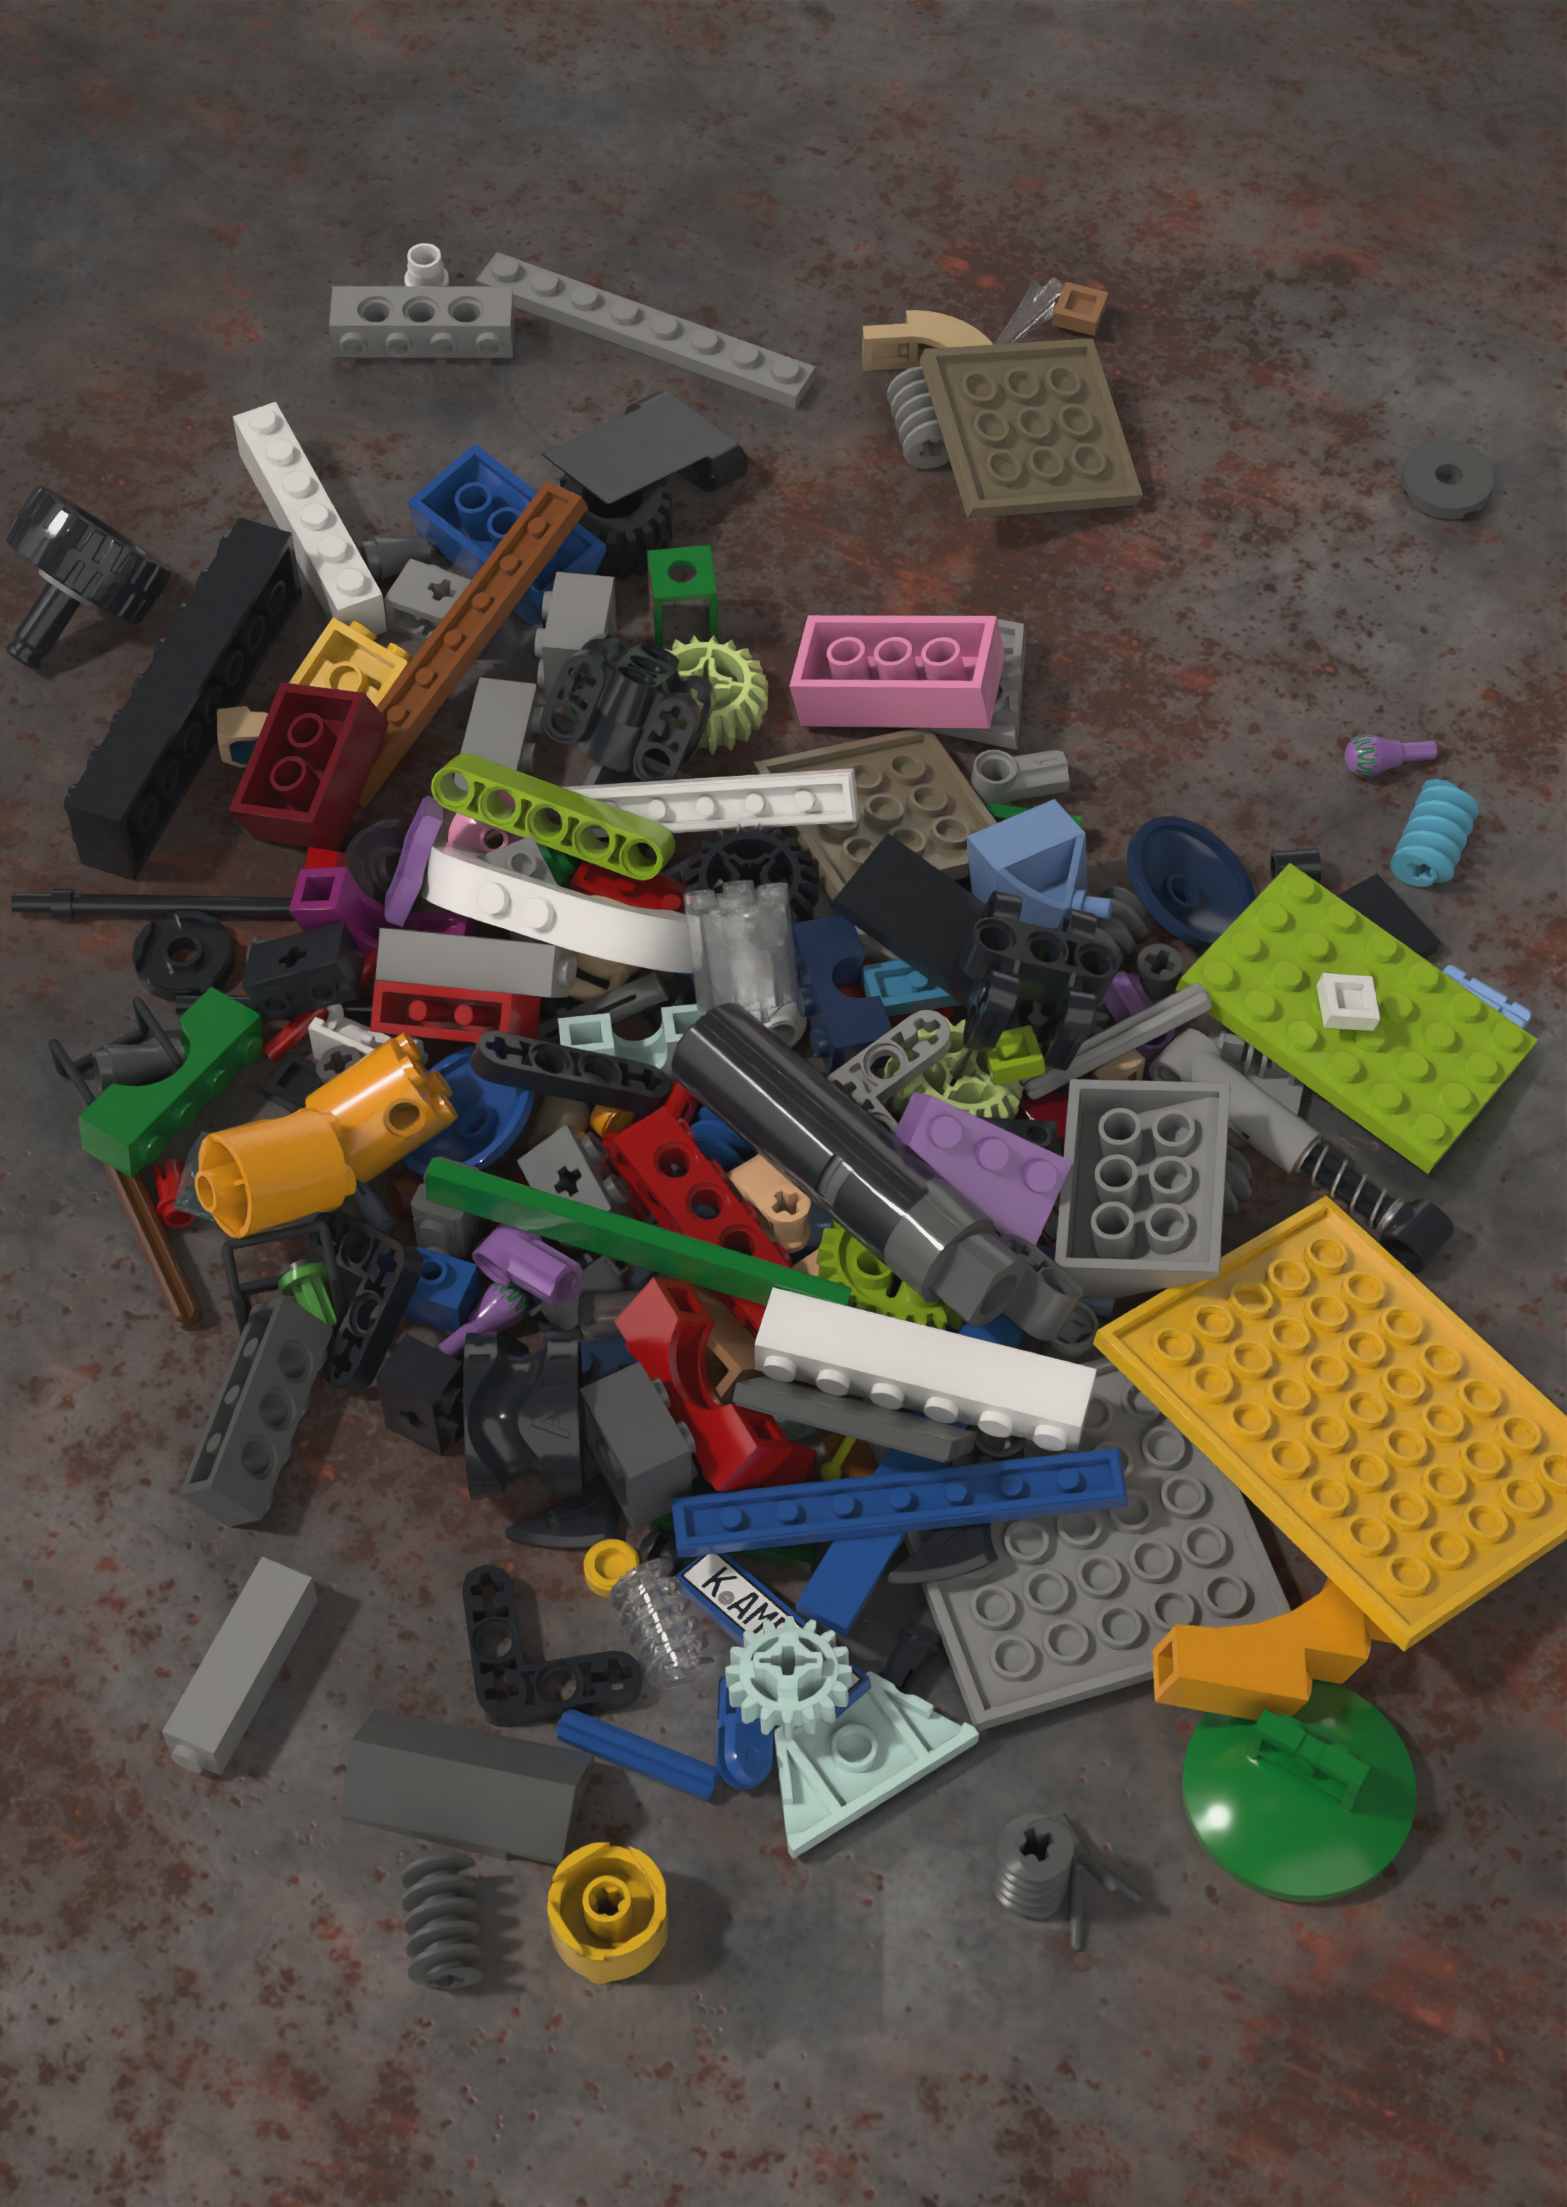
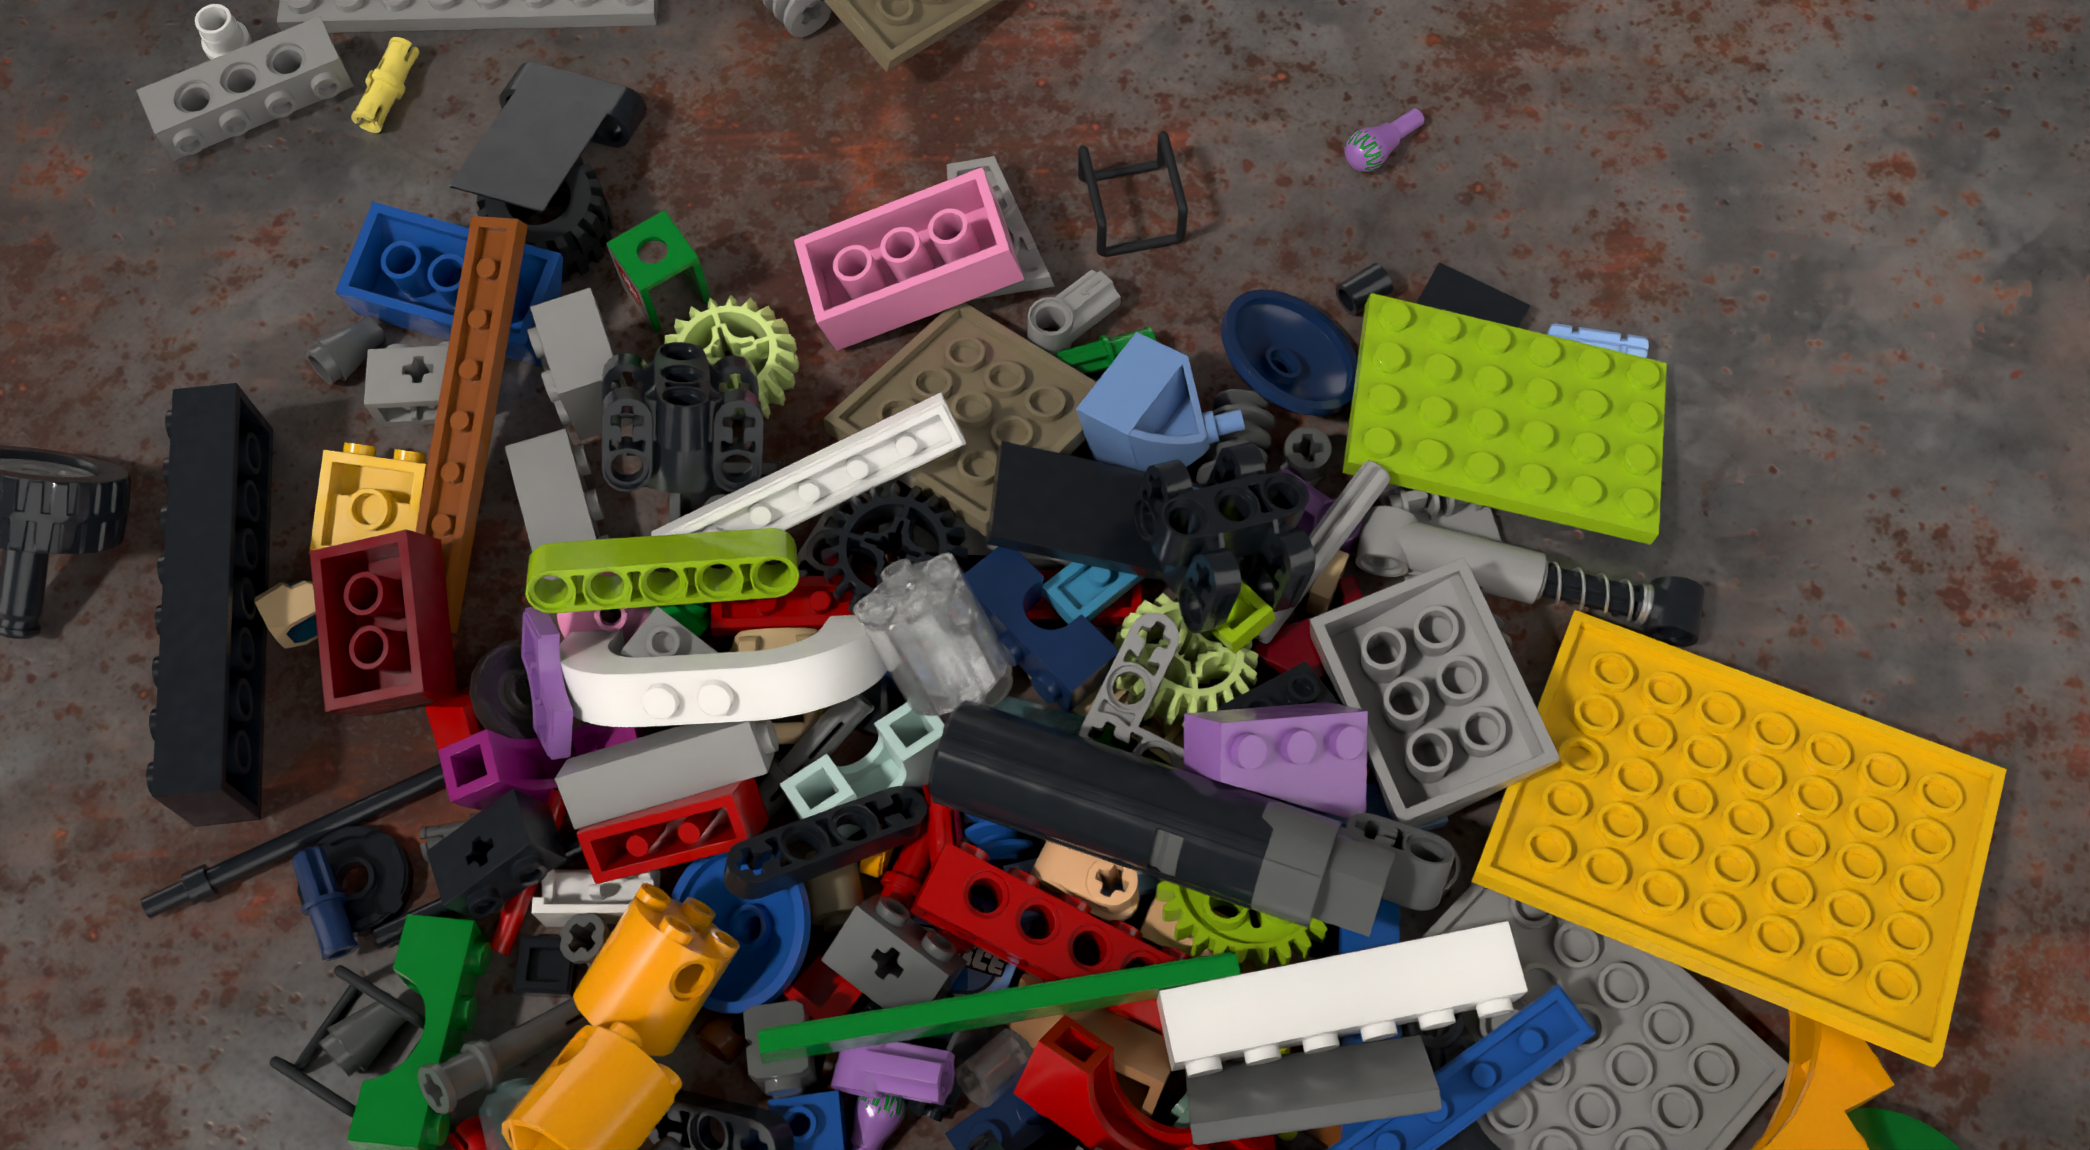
camera: 25 degrees left, 10 degrees up
(151, 954) = (324, 904): none -> dark blue axle
(205, 1111) = (484, 1062): none -> dark grey pin
(304, 509) = (241, 350): white brick -> none
(374, 1208) = (694, 1068): sand blue pin -> none
(538, 365) = (385, 85): none -> light yellow pin
(1096, 675) = (1088, 175): none -> black piece
(1348, 1002) = (1510, 415): white plate -> none
(1434, 835) = (1471, 201): medium azure piece -> none

